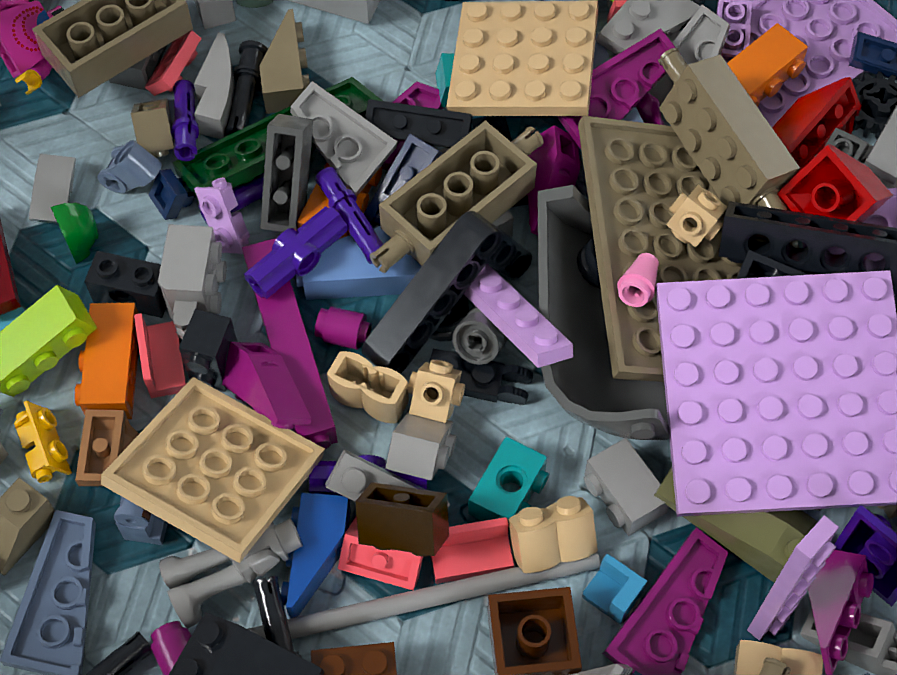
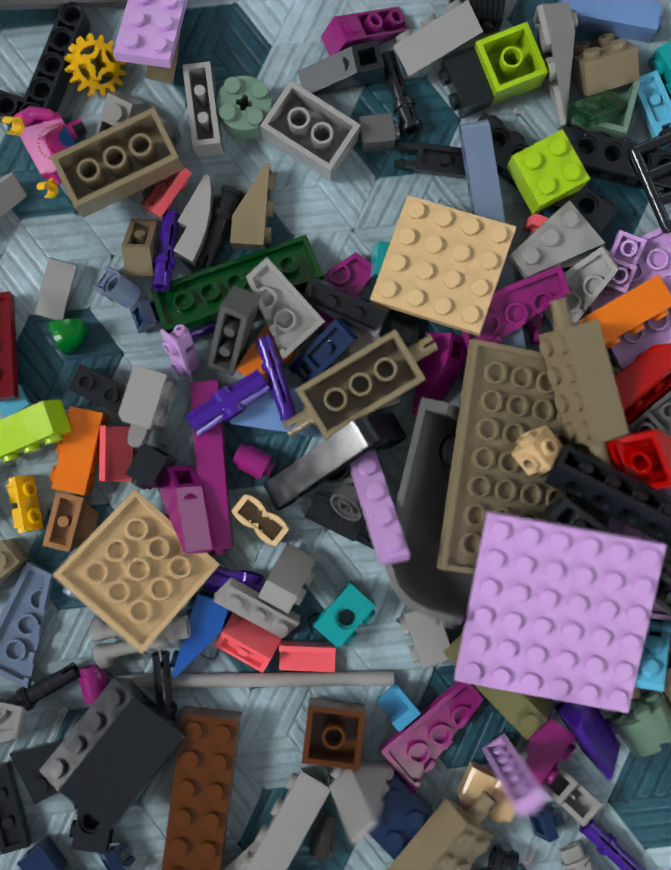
camera: 15 degrees right, 25 degrees up
(402, 519) = (260, 642): dark brown brick -> none
(435, 390) = (308, 535): tan brick -> none
(553, 534) = (369, 662): tan brick -> none
(639, 281) = (476, 500): bright pink cone -> none

